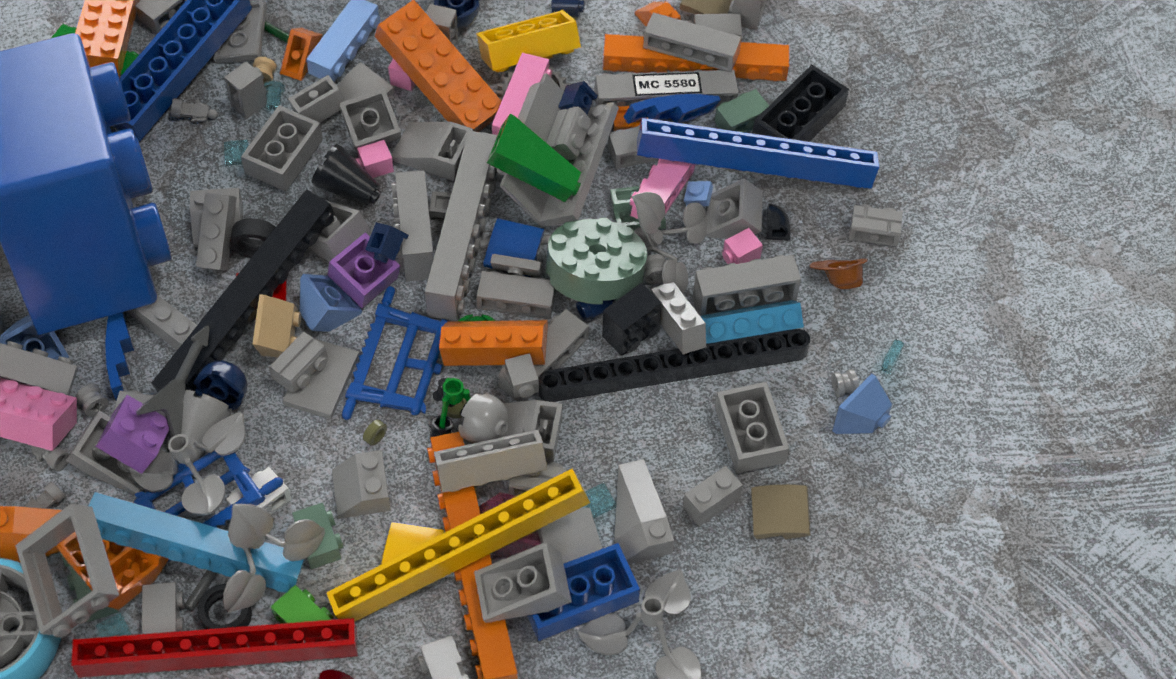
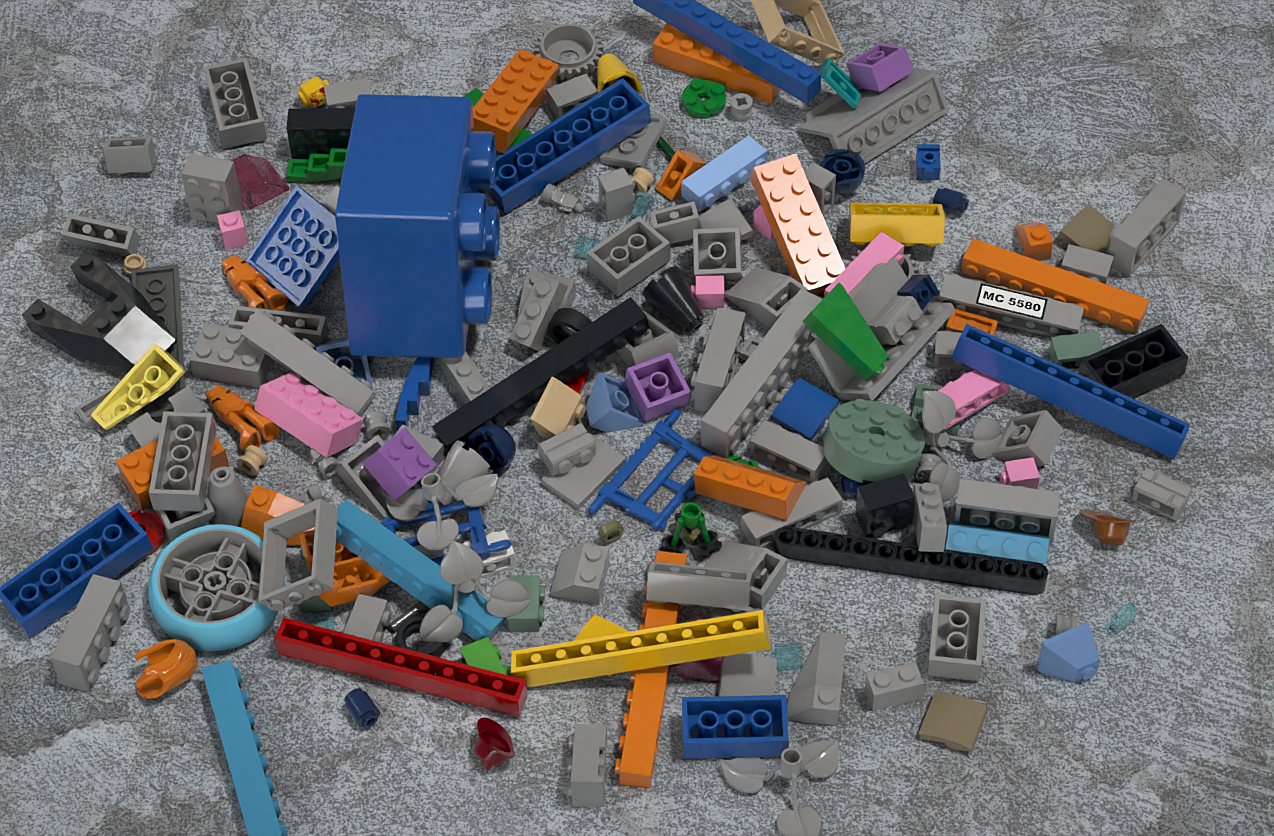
camera: 25 degrees right, 5 degrees down
(171, 397) = (442, 442): dark grey piece -> none
(385, 242) = (682, 366): dark blue brick -> none
(484, 419) = (709, 547): light grey cylinder -> none
(516, 265) = (798, 425): light grey plate -> none
(521, 376) = (759, 522): light grey brick -> none
(523, 584) = (684, 699): light grey slope -> none
(677, 107) = (1014, 326): blue slope -> none
(692, 42) = (1051, 269): light grey brick -> none
(698, 192) = (1002, 412): light blue plate -> none
(777, 223) = (1066, 463): black brick -> none

